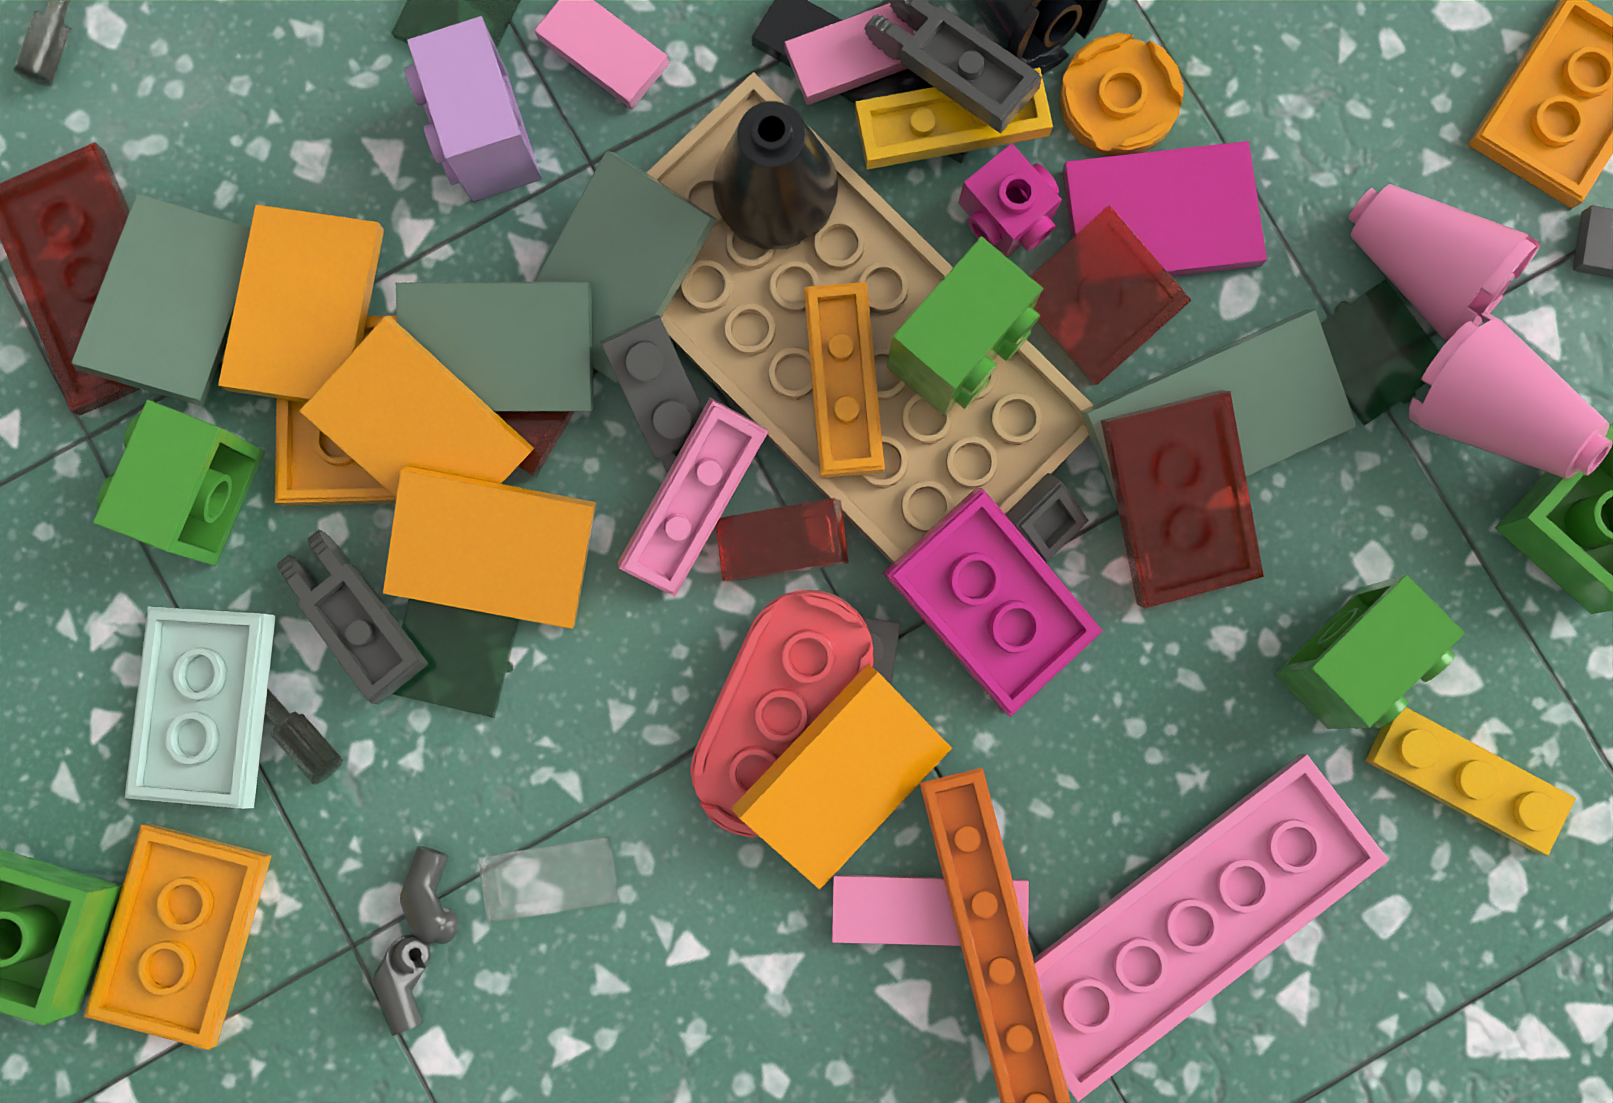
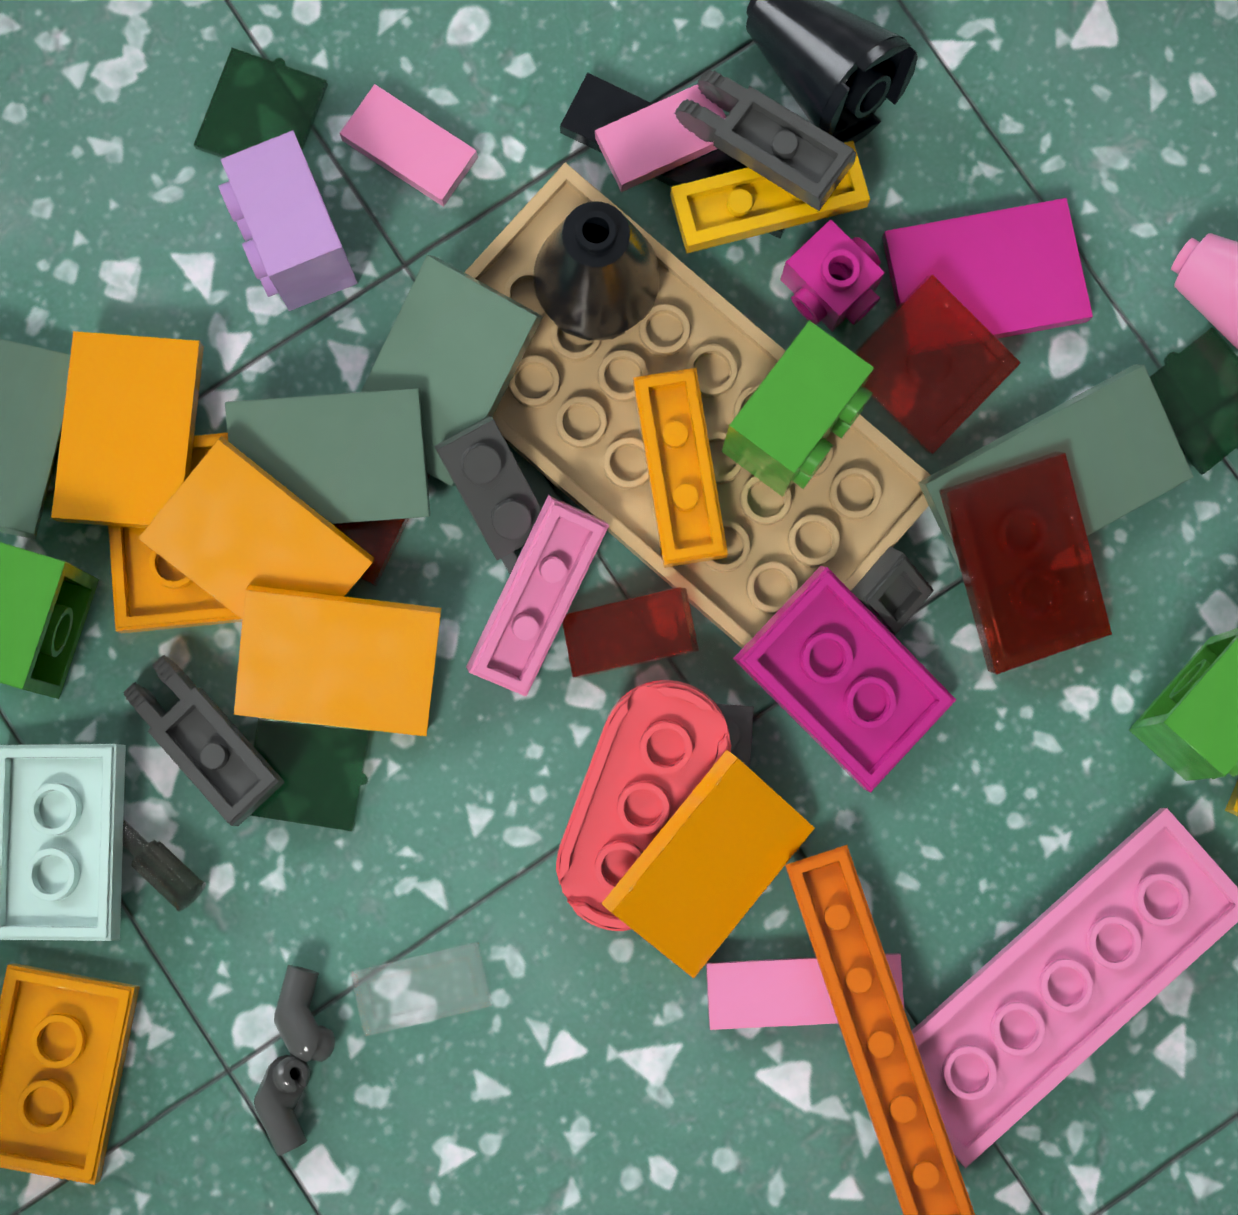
camera: 10 degrees left, 0 degrees up
(1120, 95) = (935, 159): light orange tile -> none

